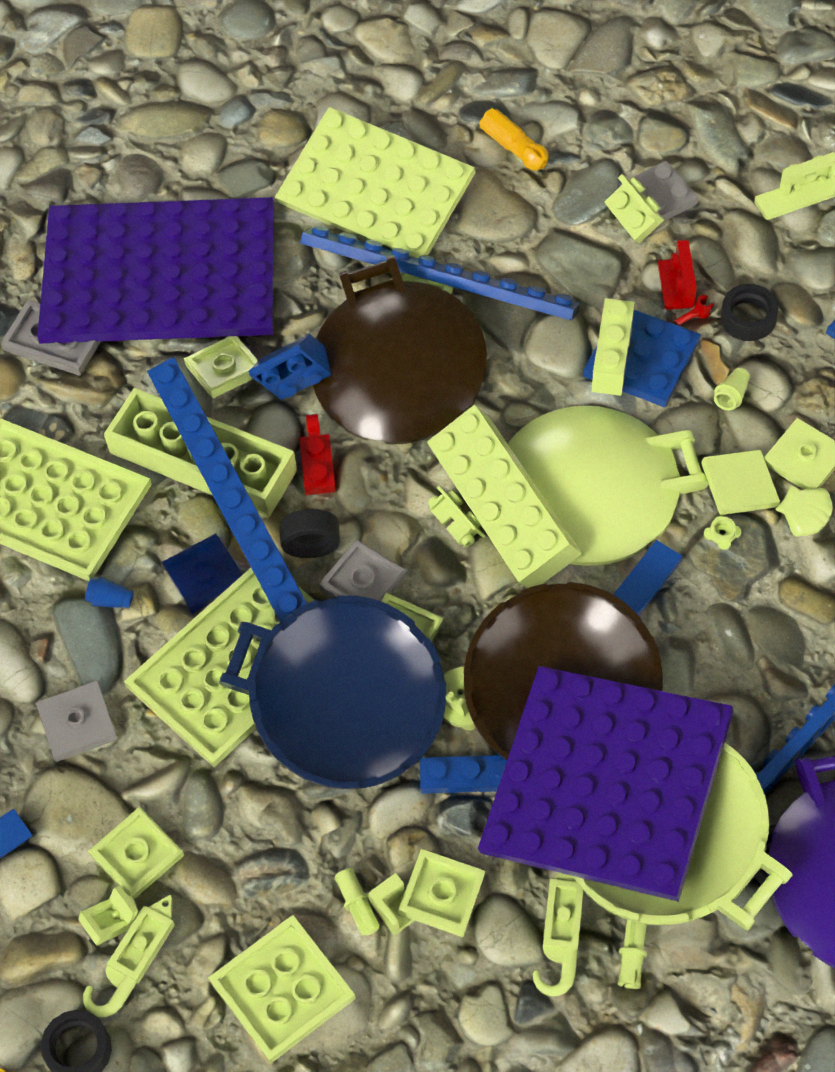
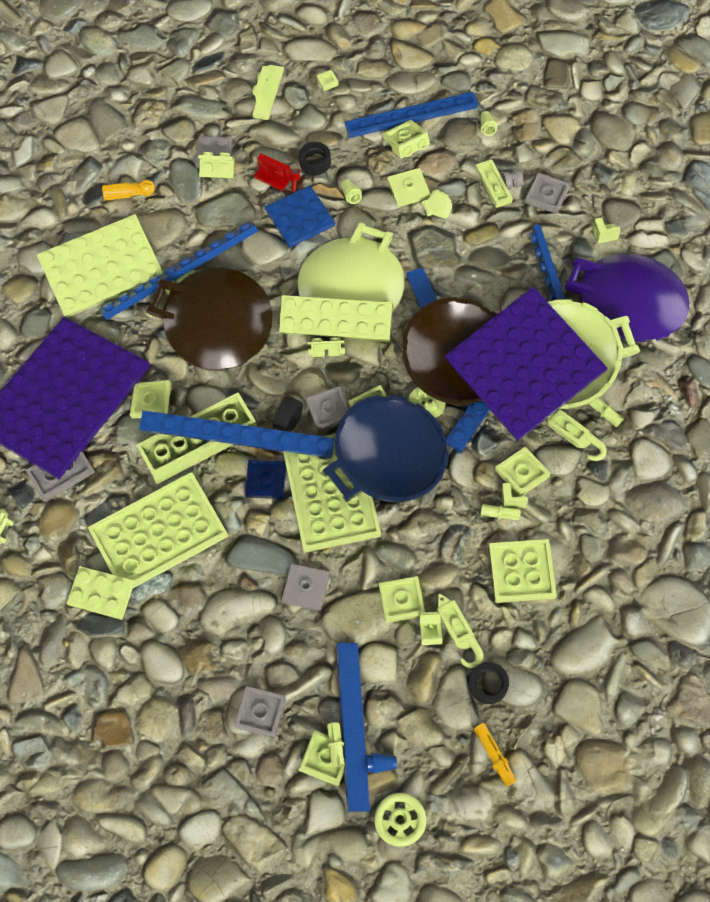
camera: 55 degrees left, 5 degrees up
(107, 593) = (244, 530): blue cone -> none
(292, 367) = (184, 365): blue slope -> none
(316, 459) = (249, 392): red plate -> none
(612, 346) = (284, 213): yellowish green arch -> none
(726, 525) = (422, 240): yellowish green plate -> none
(740, 482) = (403, 220): yellowish green tile -> none

